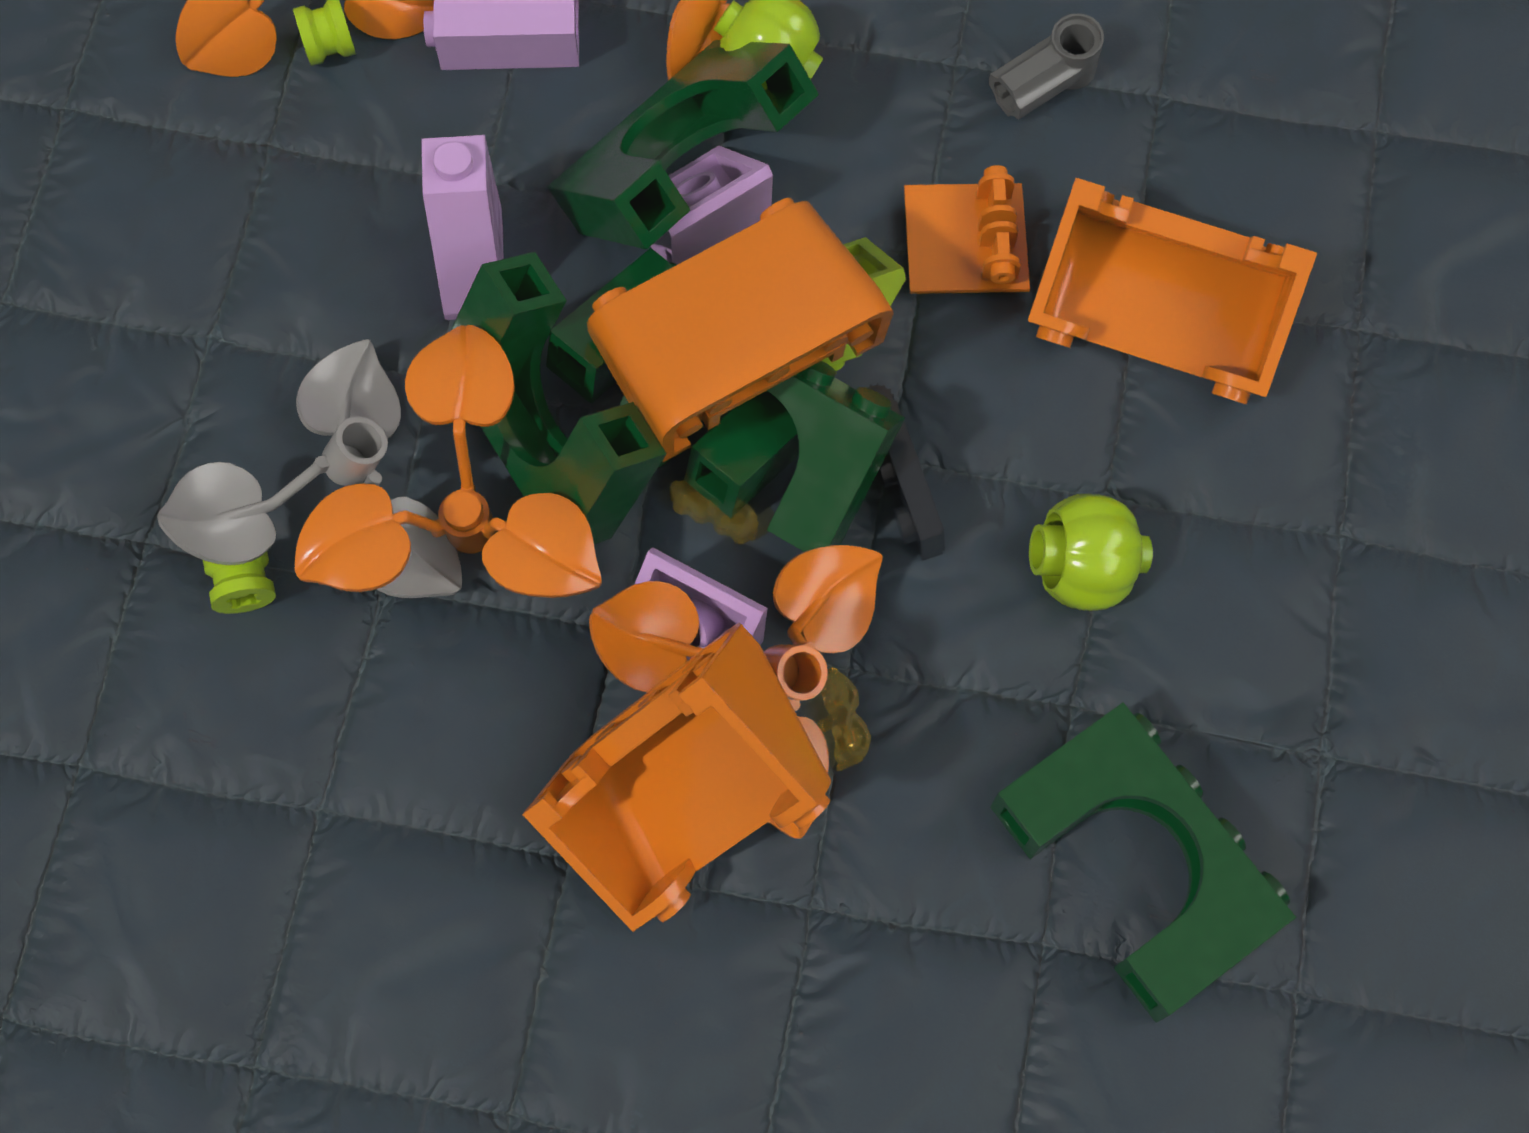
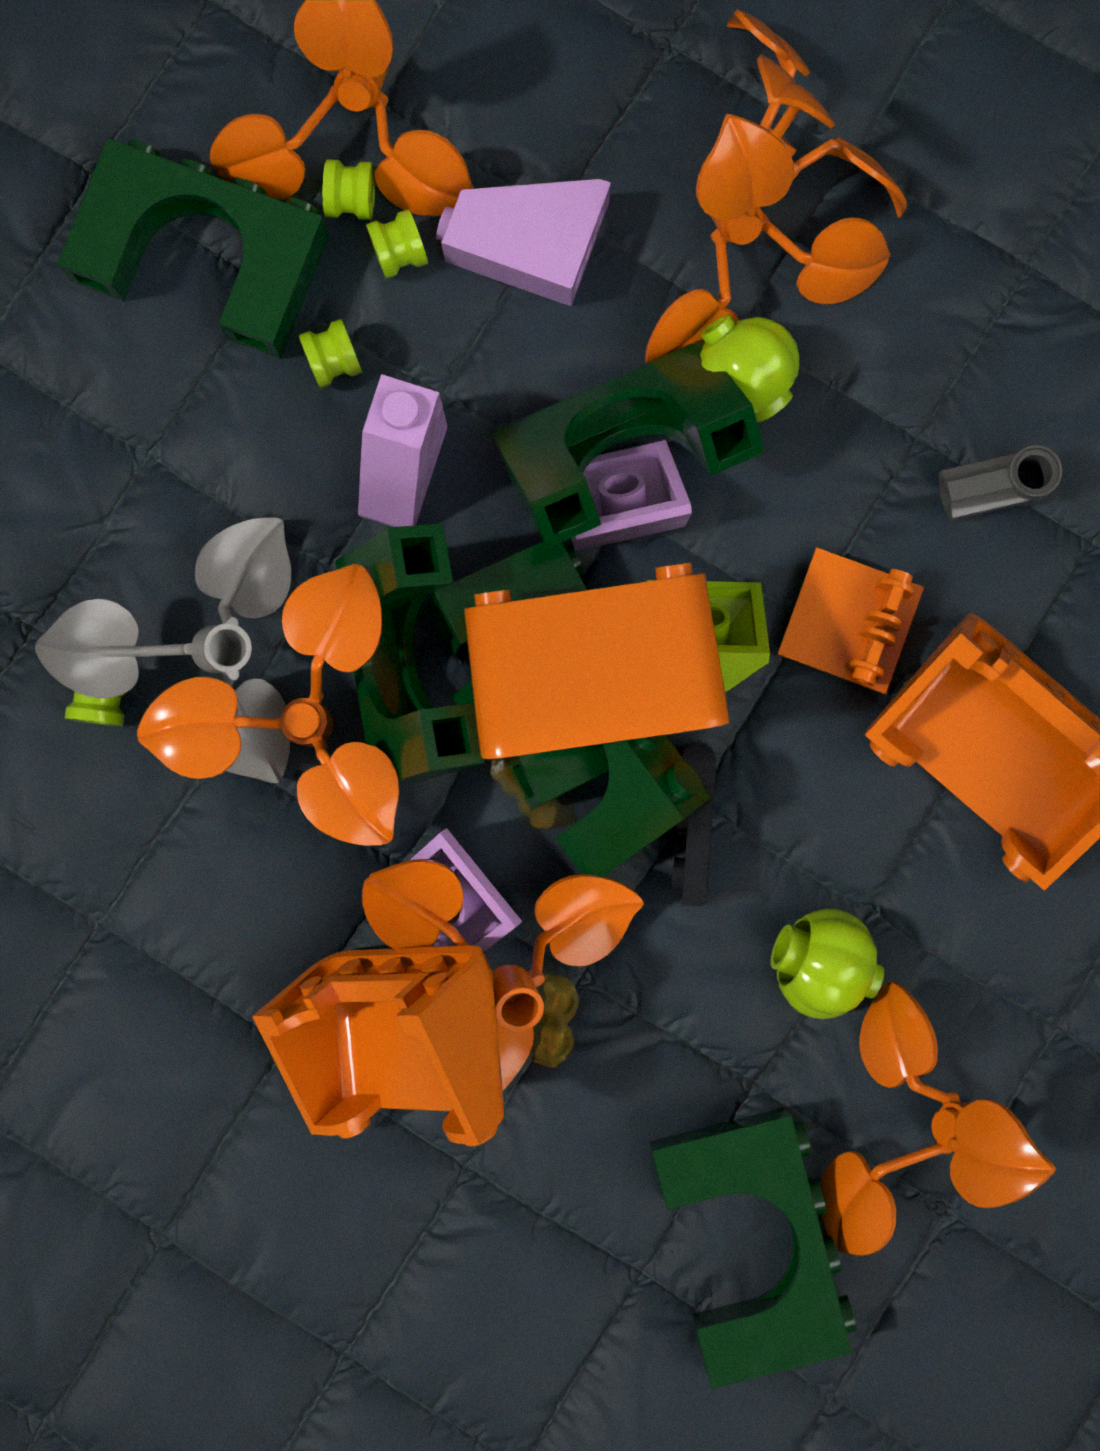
camera: 25 degrees right, 15 degrees up
(122, 98) = (141, 192): none -> dark green arch
(361, 176) = (330, 353): none -> lime wheel
(389, 61) = (397, 243): none -> lime wheel
(1335, 635) = (993, 1151): none -> orange plant

